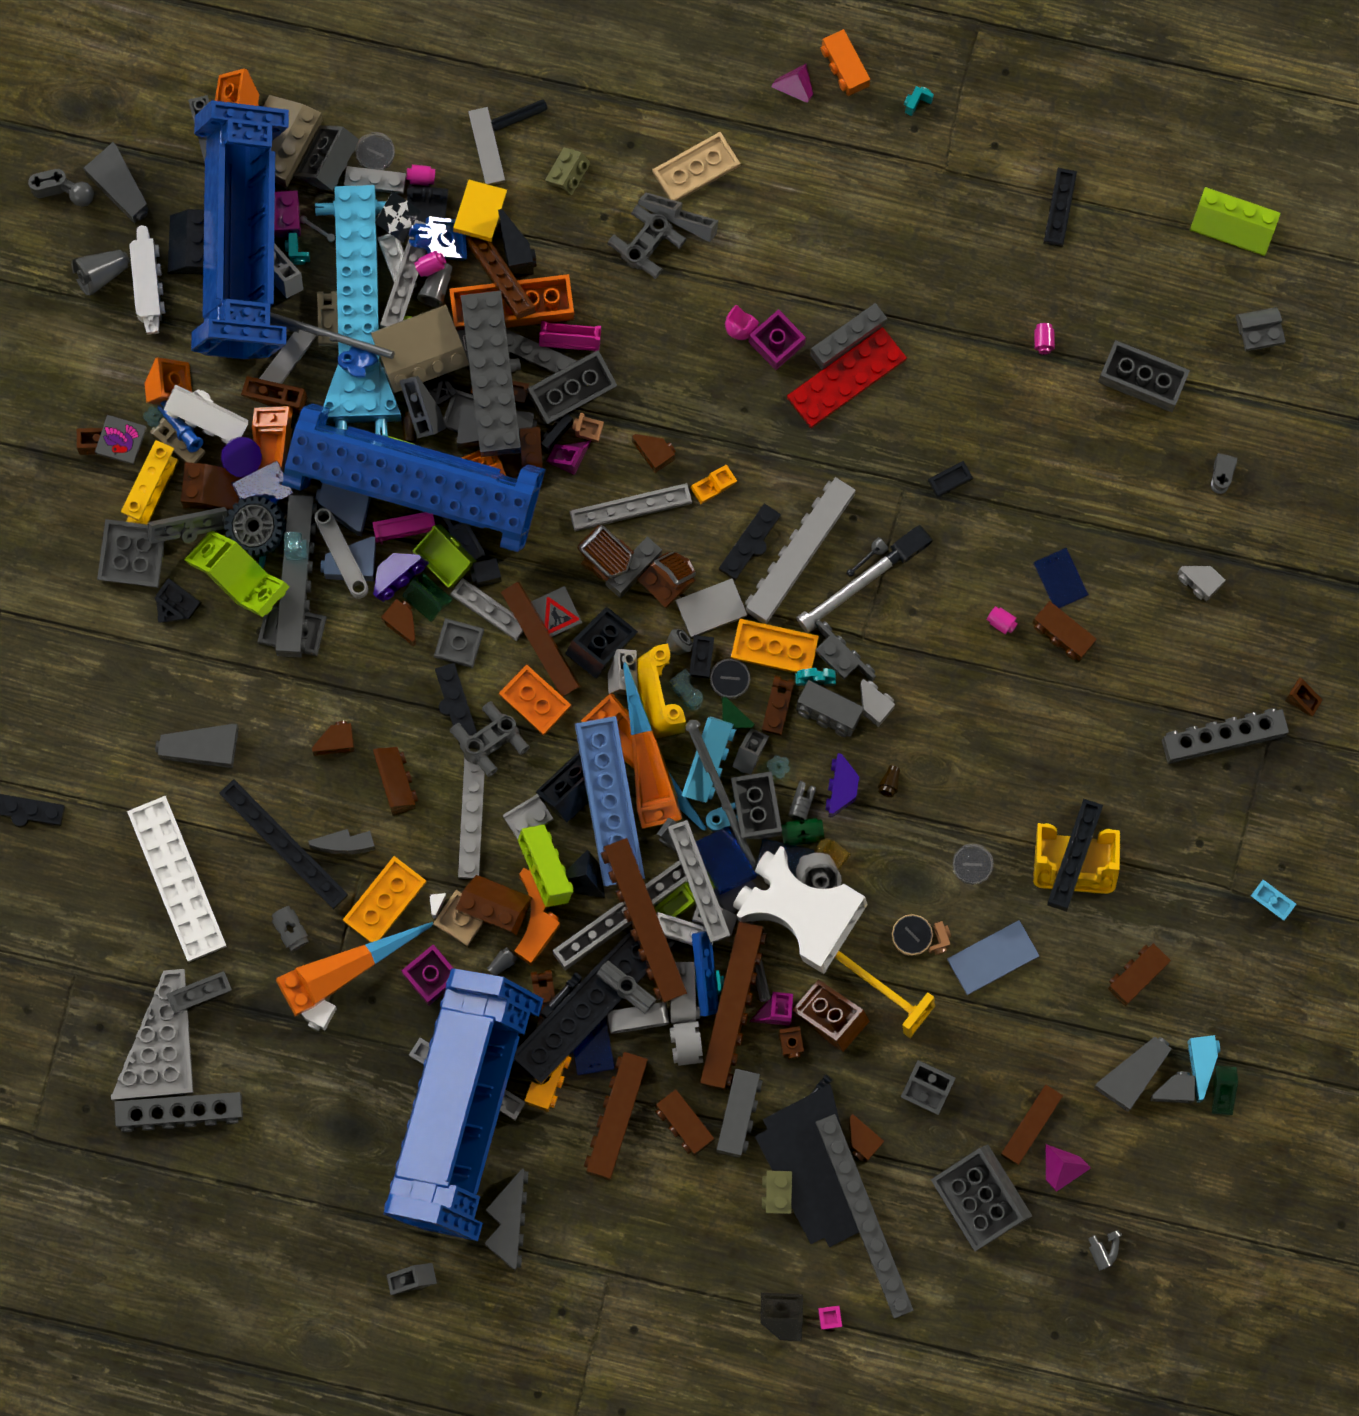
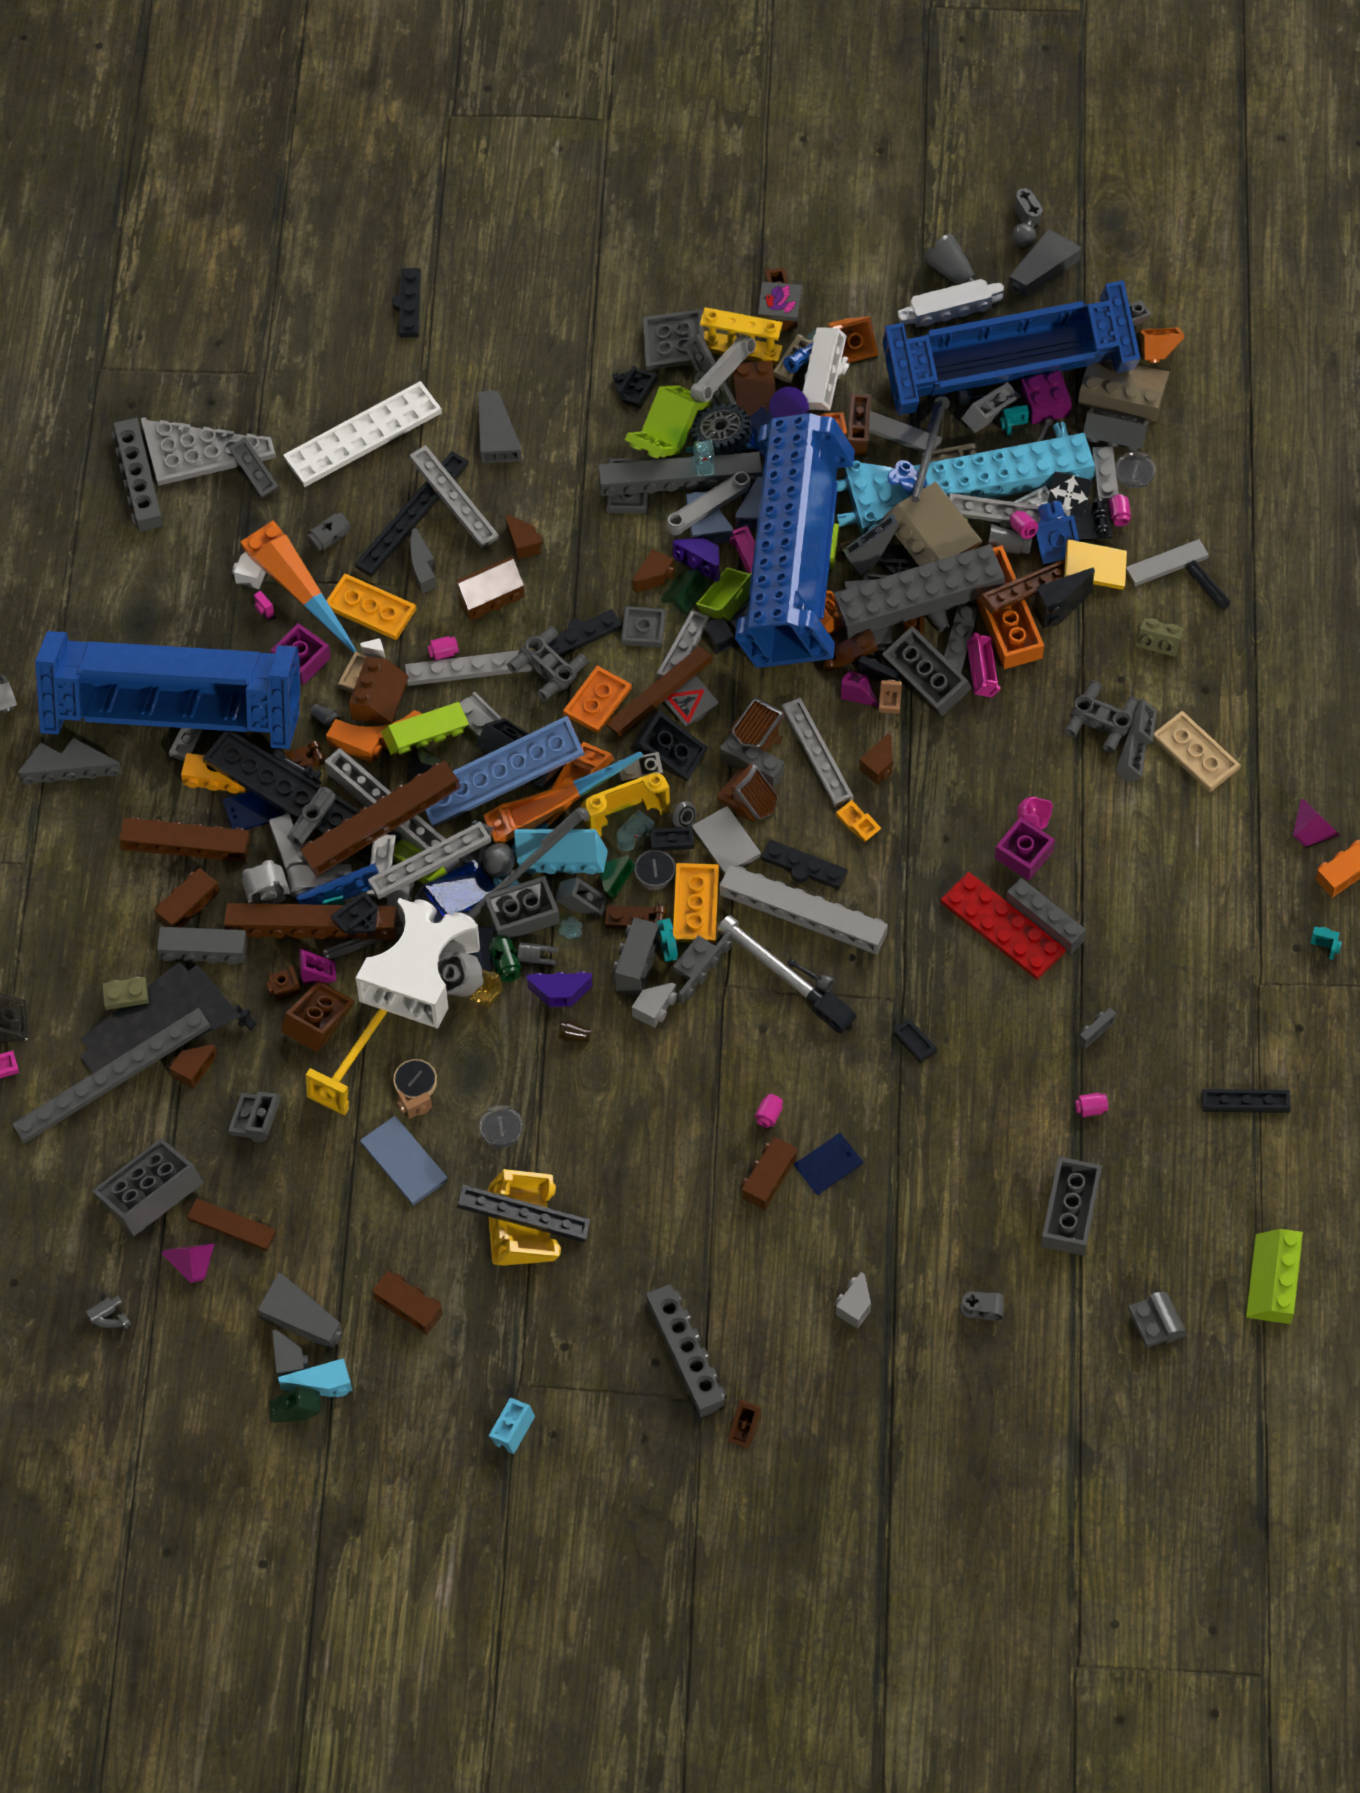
camera: 85 degrees right, 15 degrees down
(219, 532) = (723, 368): none -> light grey piece
(277, 798) = (453, 497): none -> light grey plate
(363, 1005) = (263, 605): none -> dark pink plate
(448, 837) = (443, 647): none -> dark pink brick
(700, 819) = (498, 860): none -> dark grey hair
(745, 957) = (357, 915): none -> black slope
(964, 311) = (1102, 1023): none -> dark grey plate

